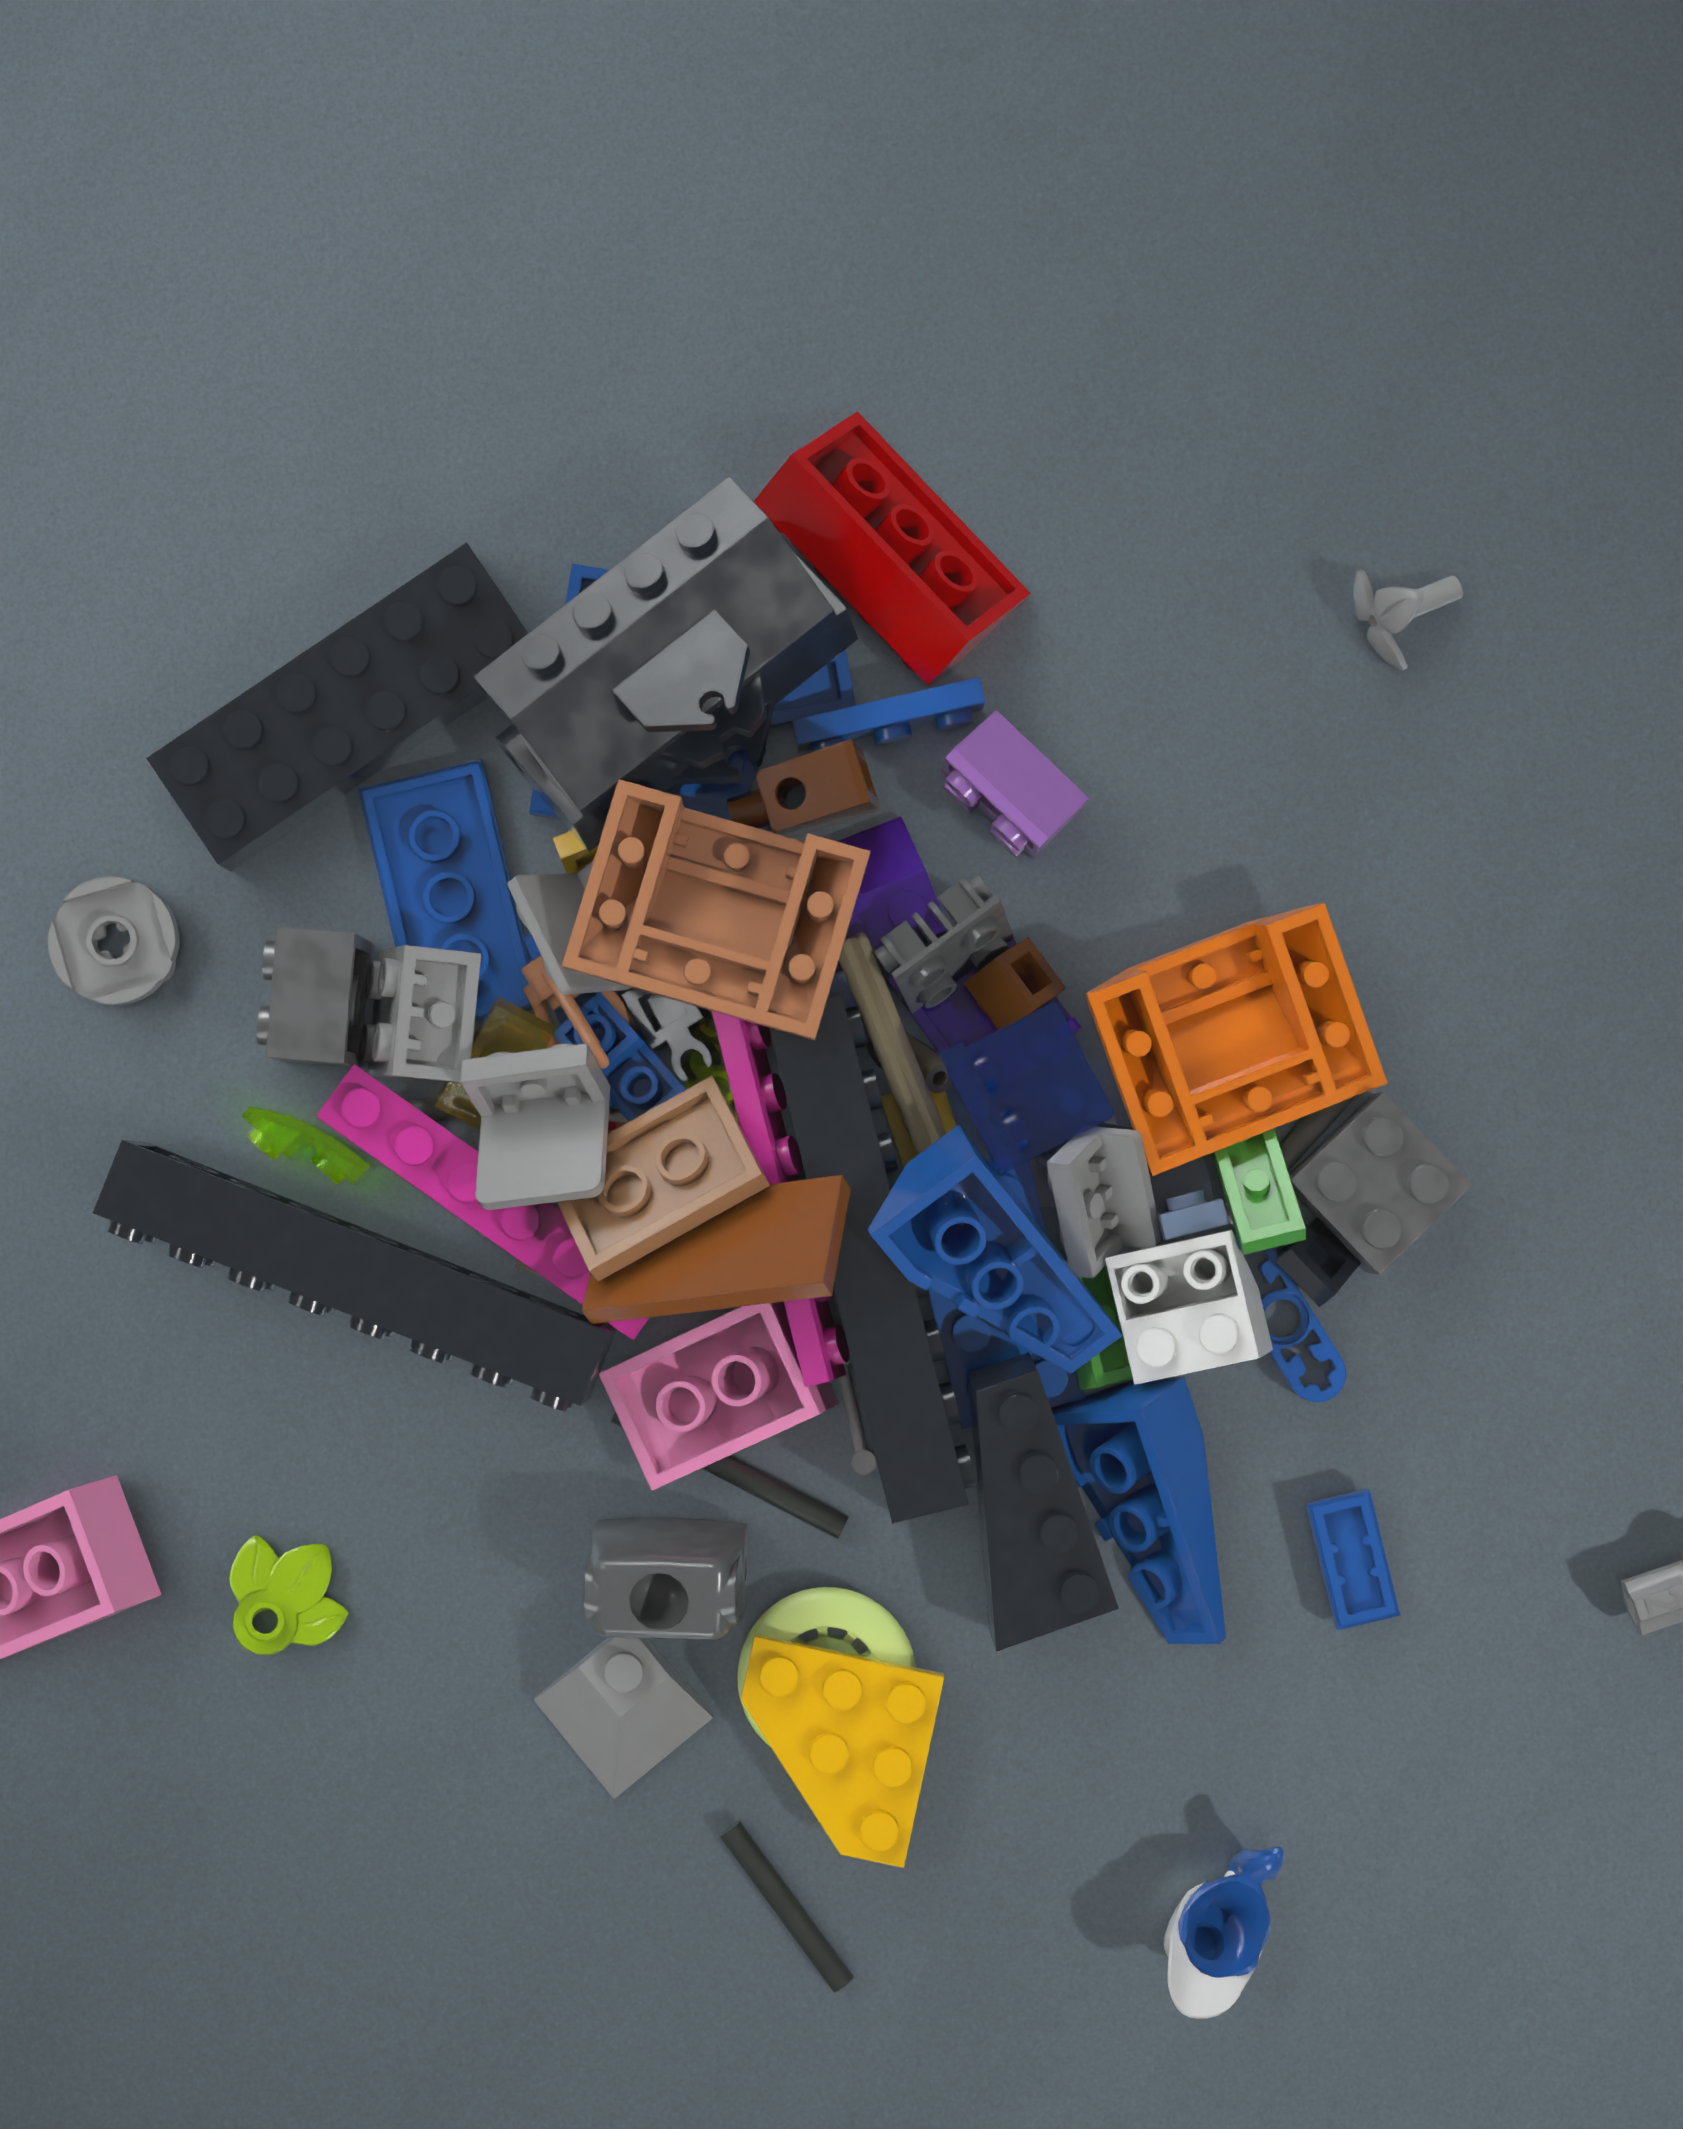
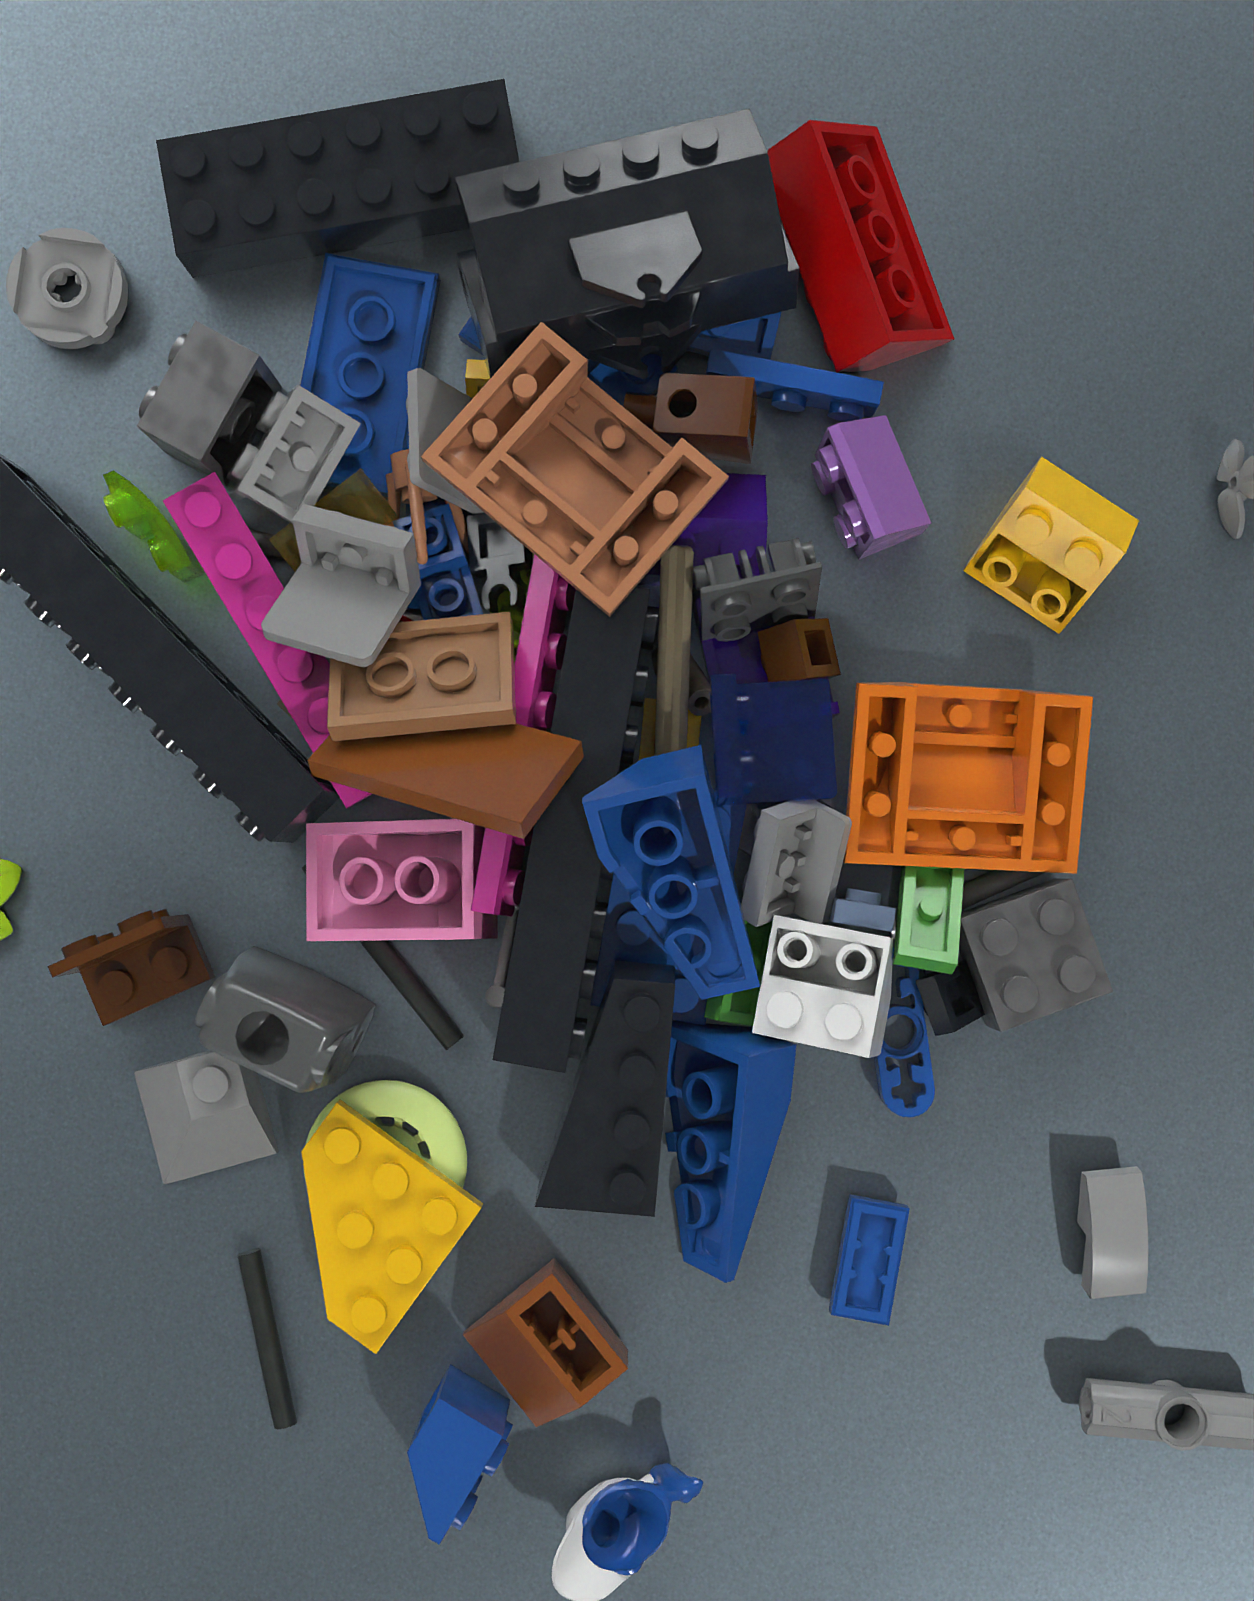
camera: 20 degrees right, 0 degrees up
(497, 1593) = (139, 967): none -> reddish brown bracket
(1019, 1920) = (452, 1444): none -> blue slope
(1069, 1786) = (548, 1345): none -> dark orange slope
(1220, 762) = (1052, 545): none -> yellow slope
(1585, 1422) = (1116, 1231): none -> light grey slope

